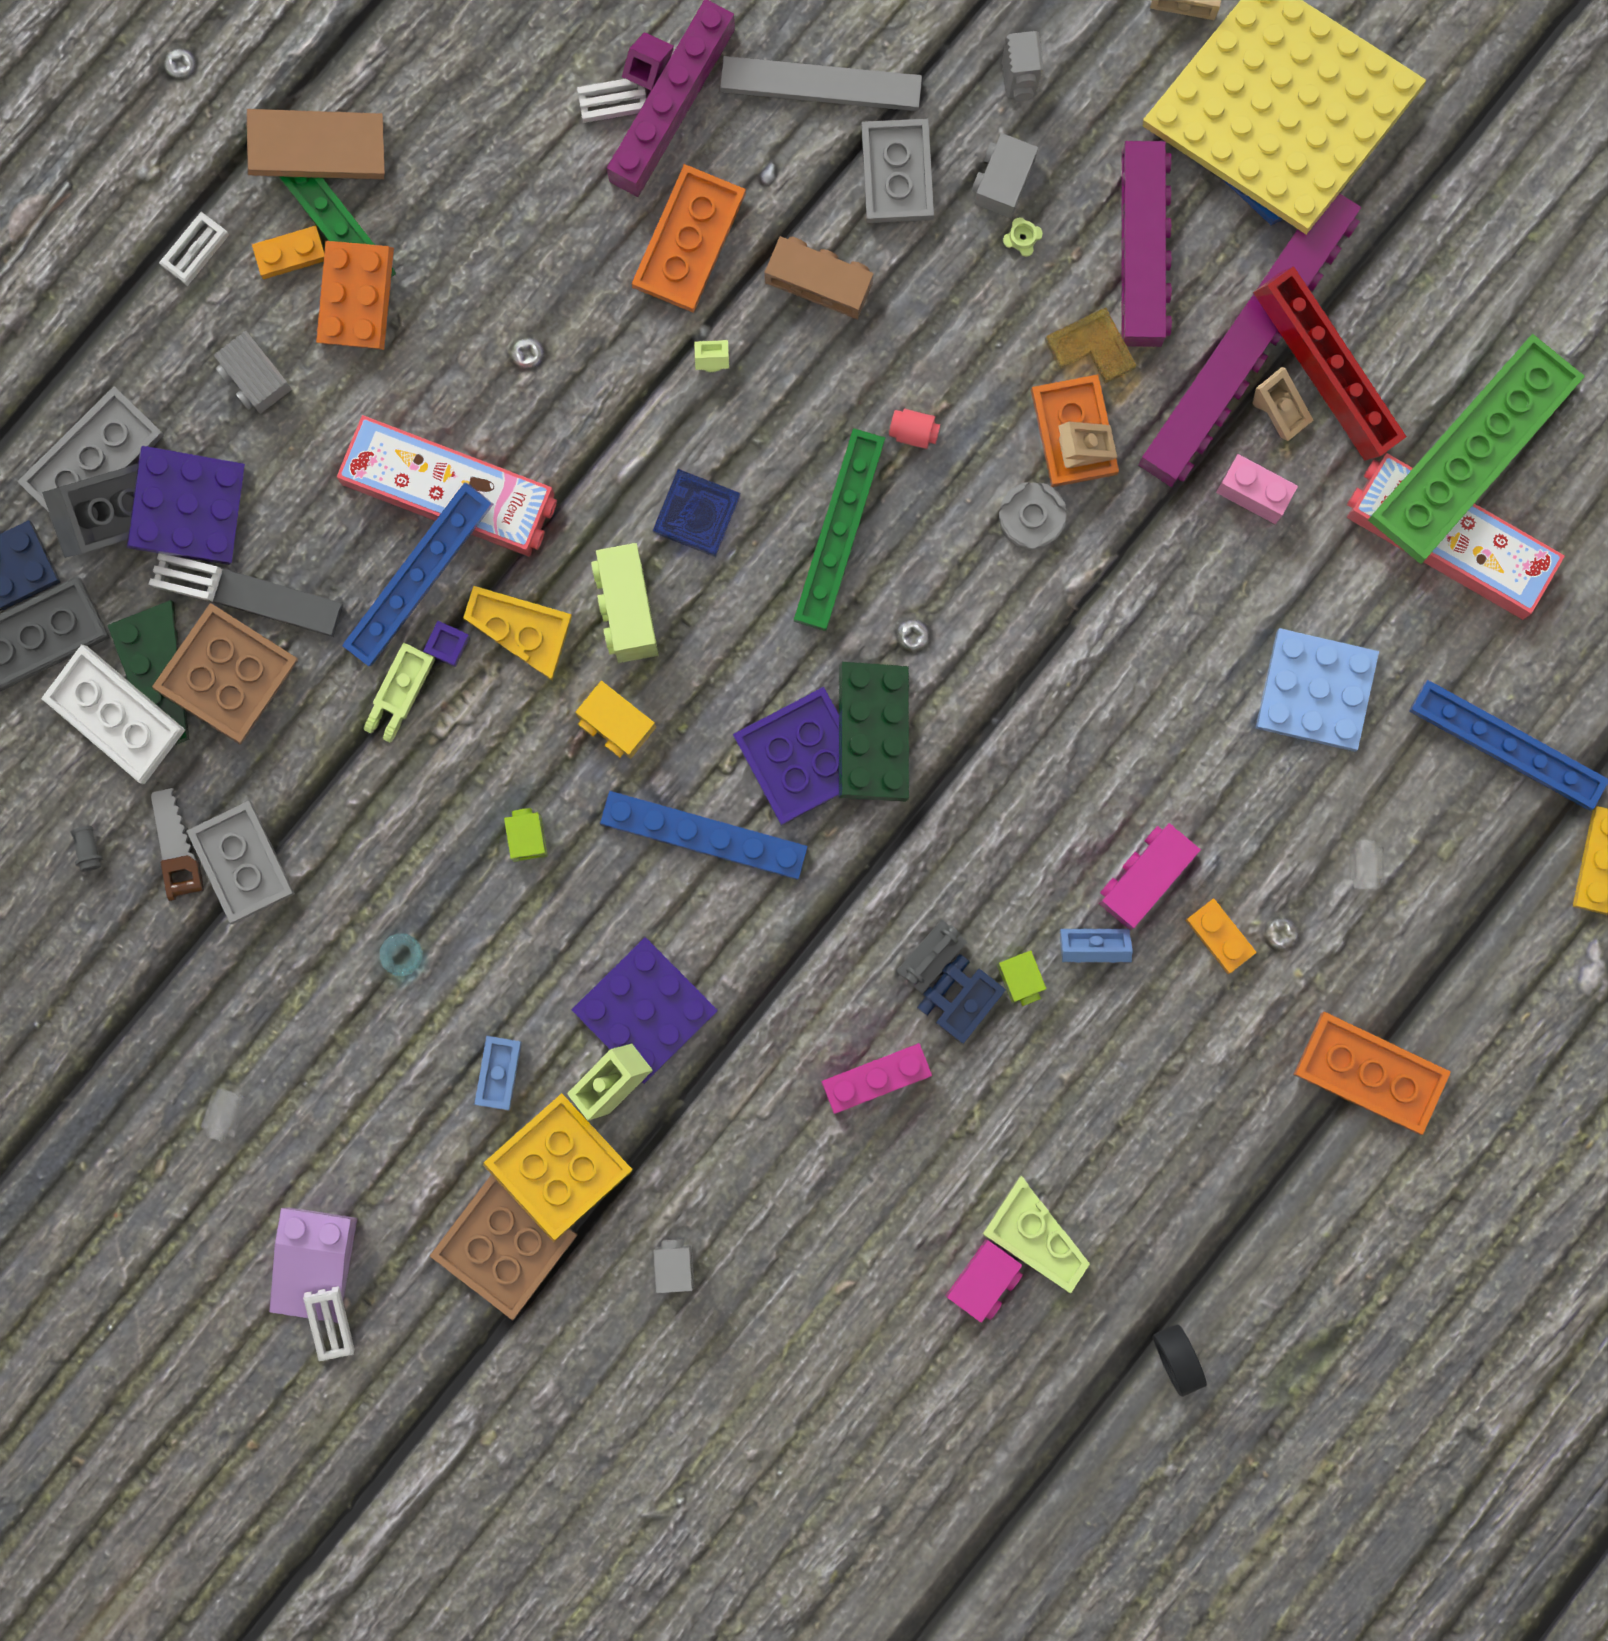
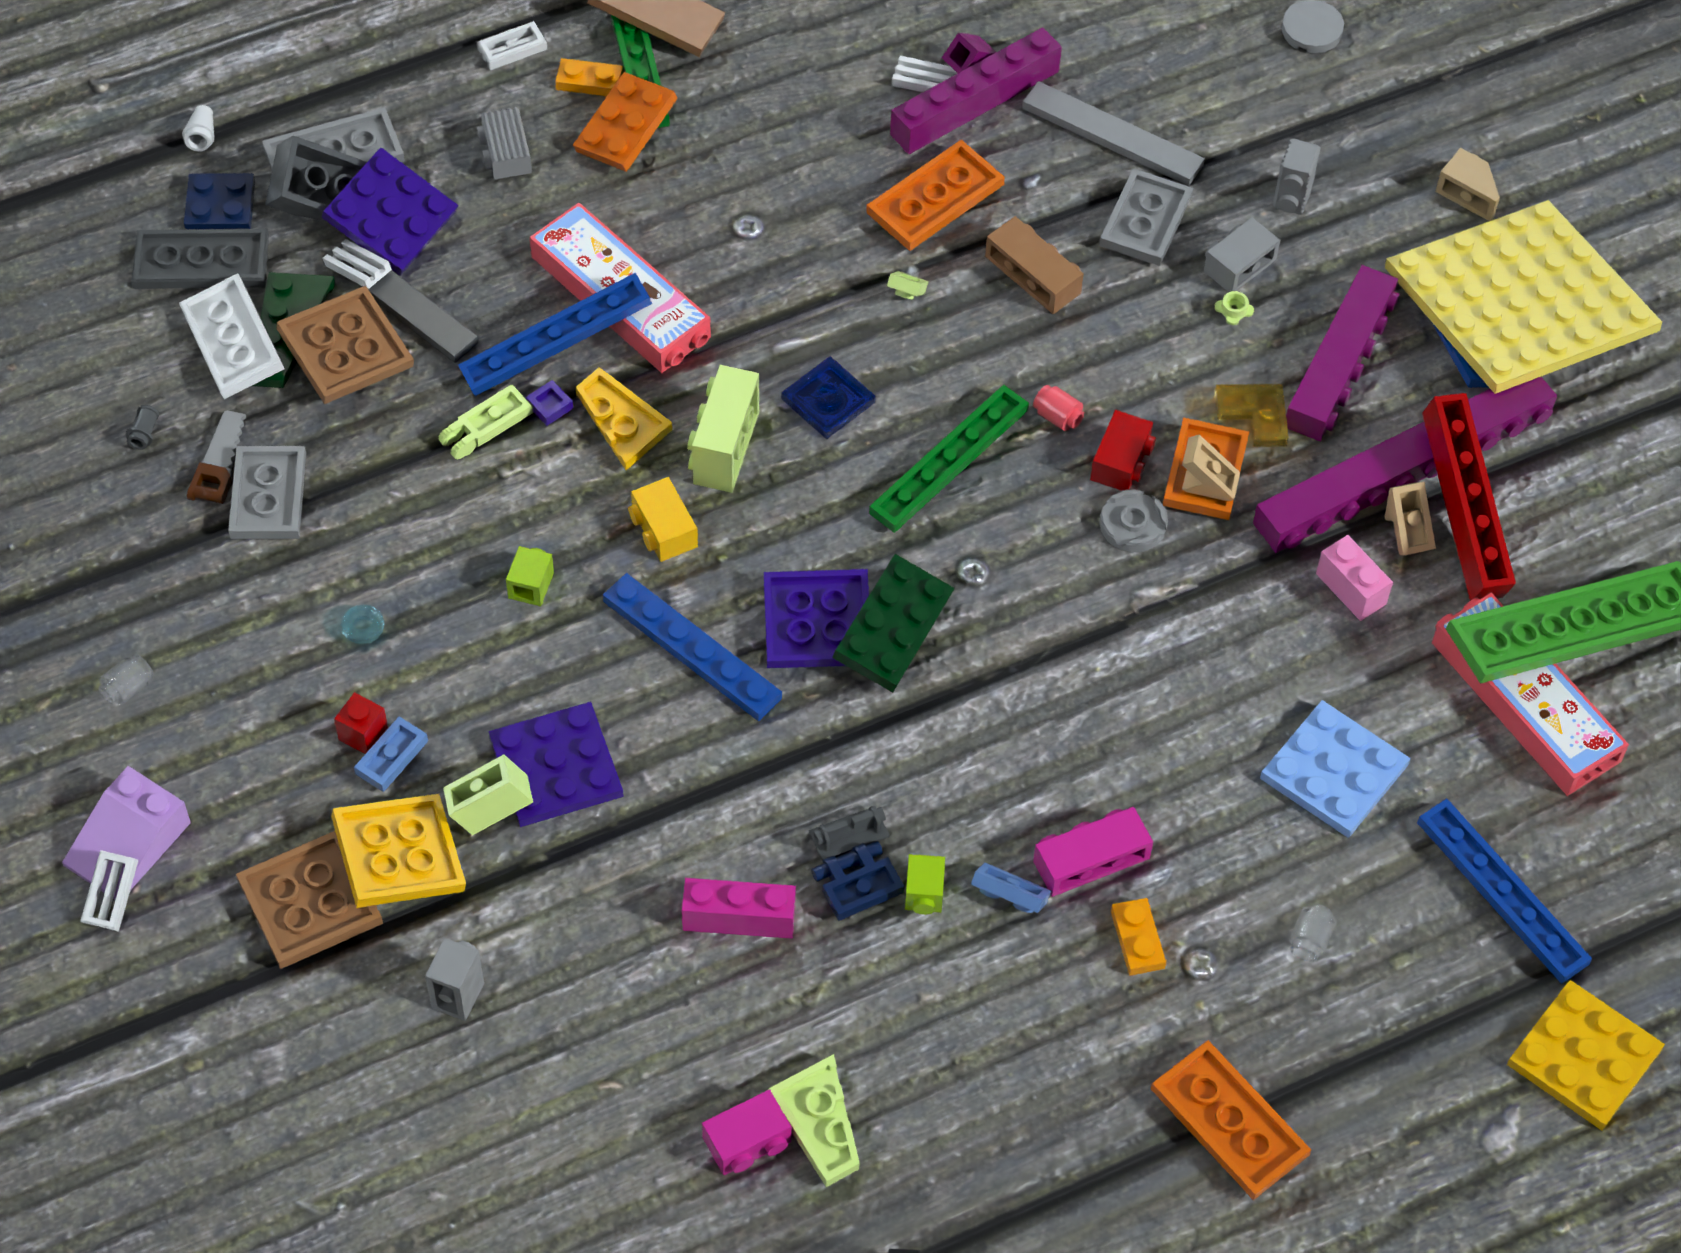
camera: 25 degrees right, 25 degrees down
(457, 1059) = (360, 723): none -> red brick
(993, 449) = (1122, 451): none -> red brick

